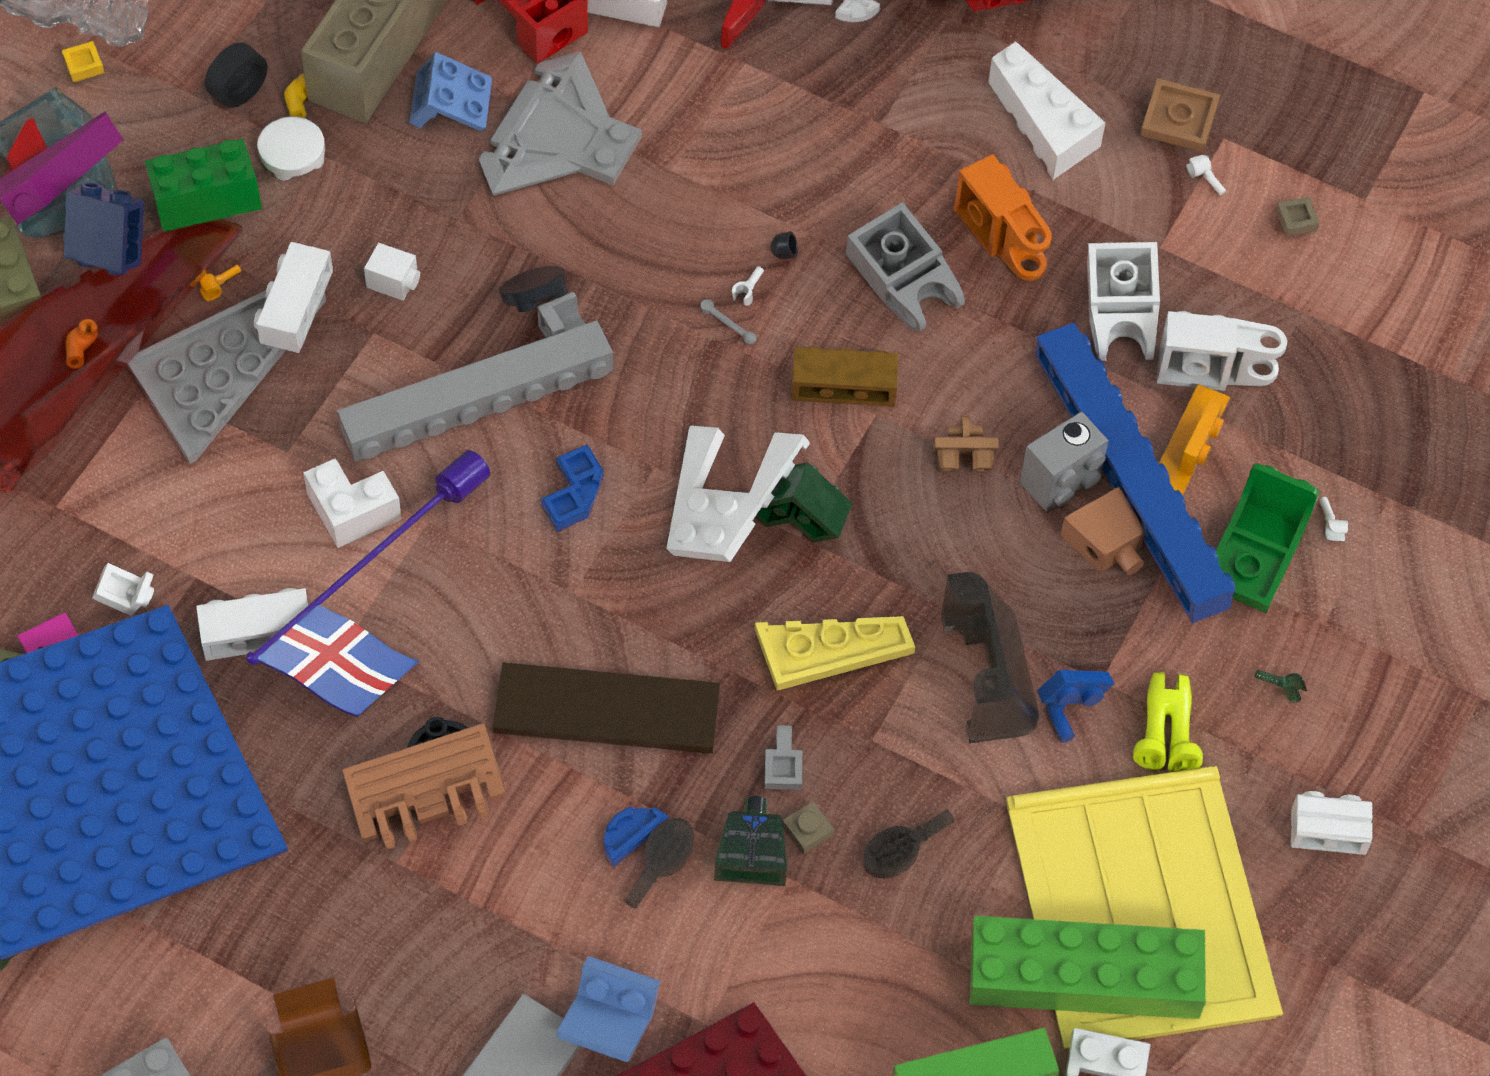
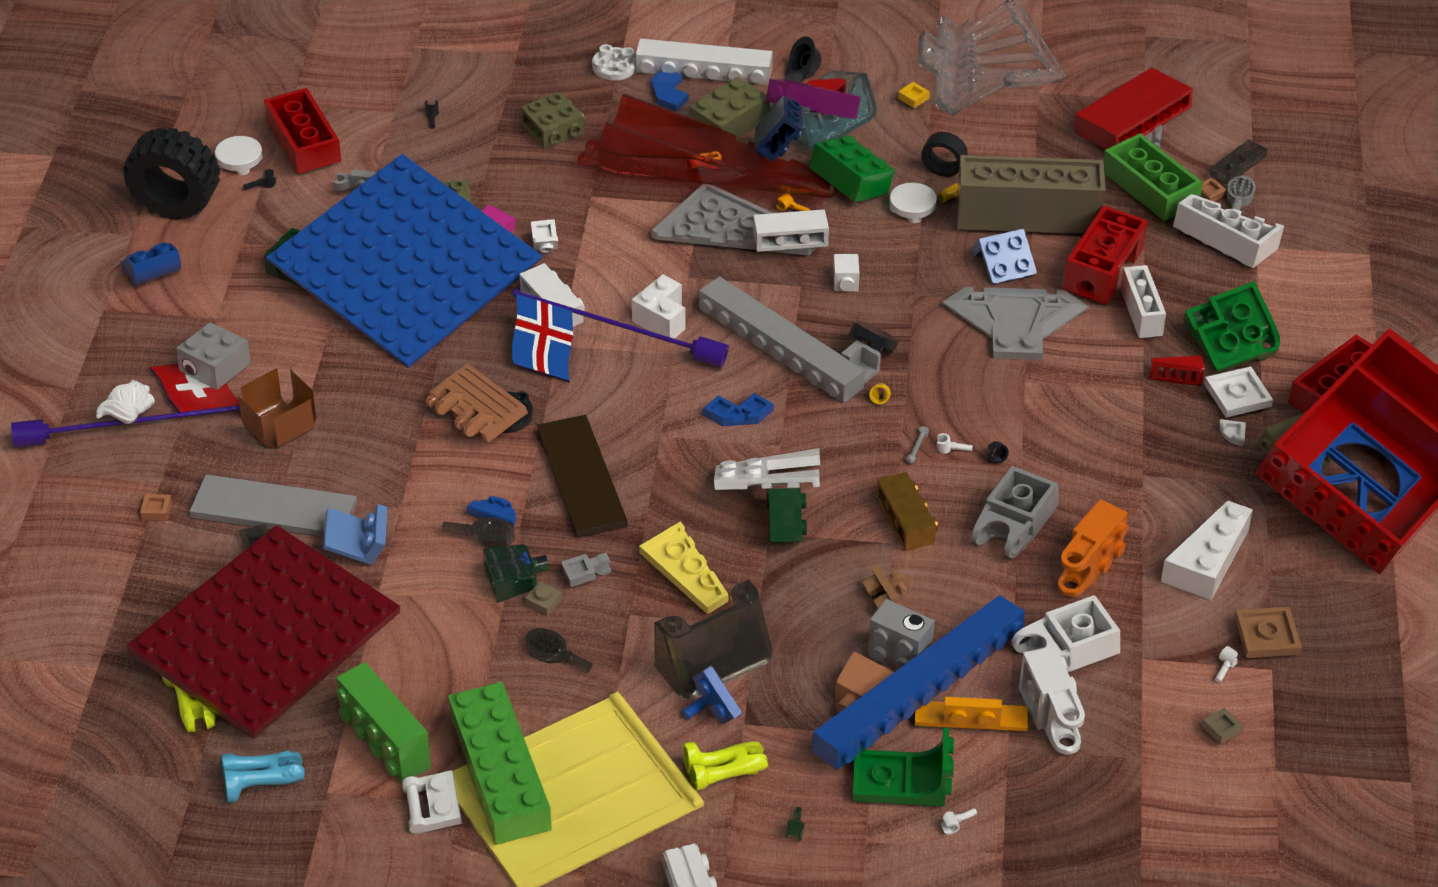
camera: 70 degrees right, 15 degrees down
(631, 319) = (875, 393): none -> yellow hinge

